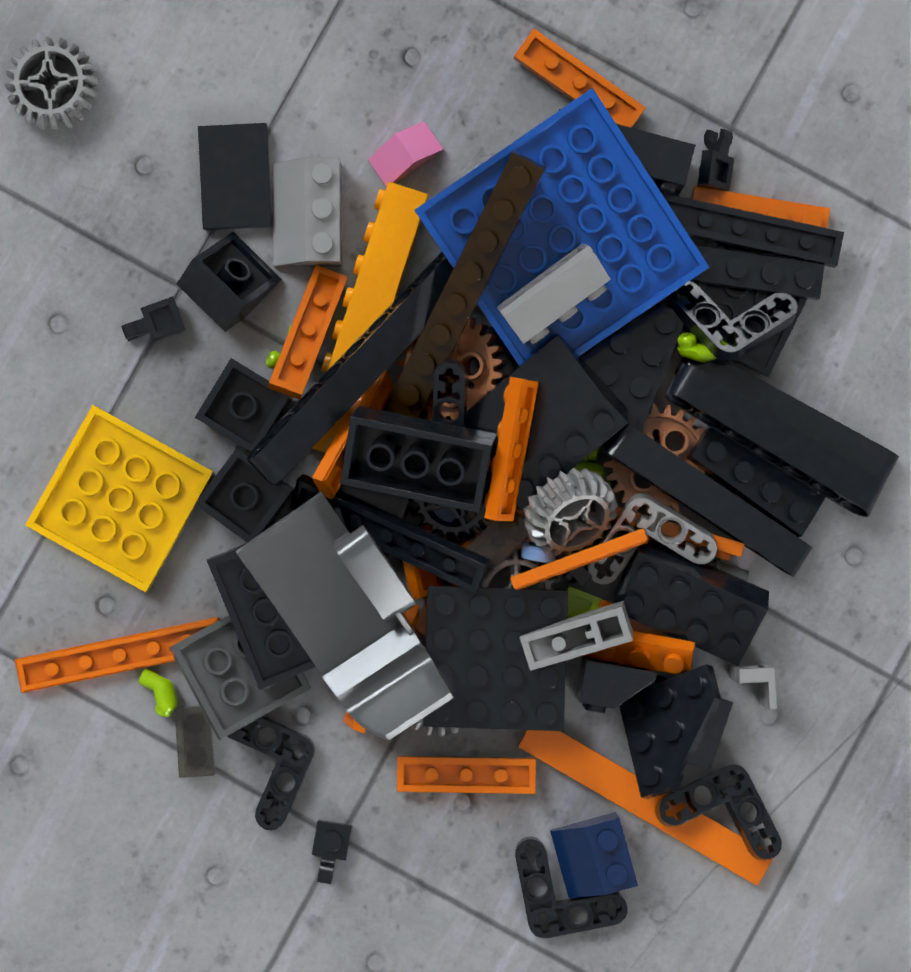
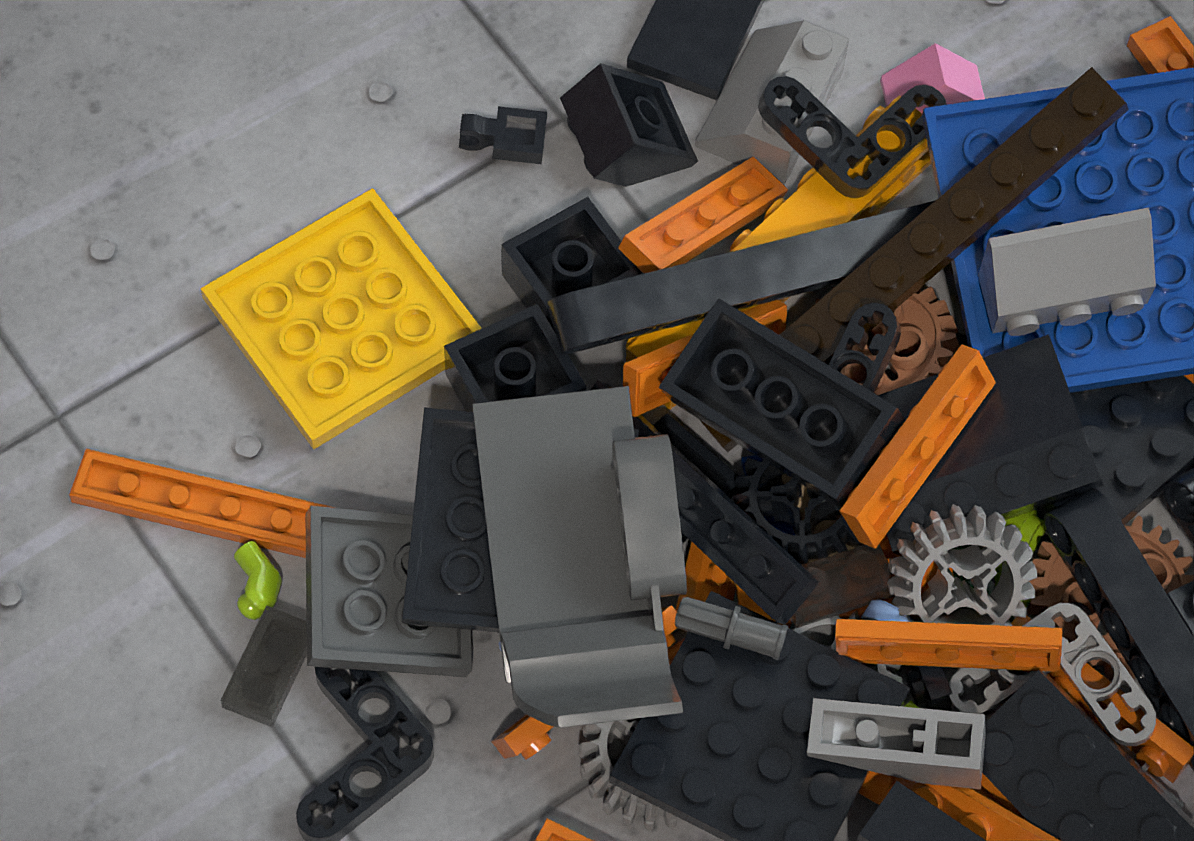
camera: 25 degrees right, 25 degrees down
(372, 243) = (846, 148): none -> black beam
(452, 611) = (731, 627): none -> dark grey axle

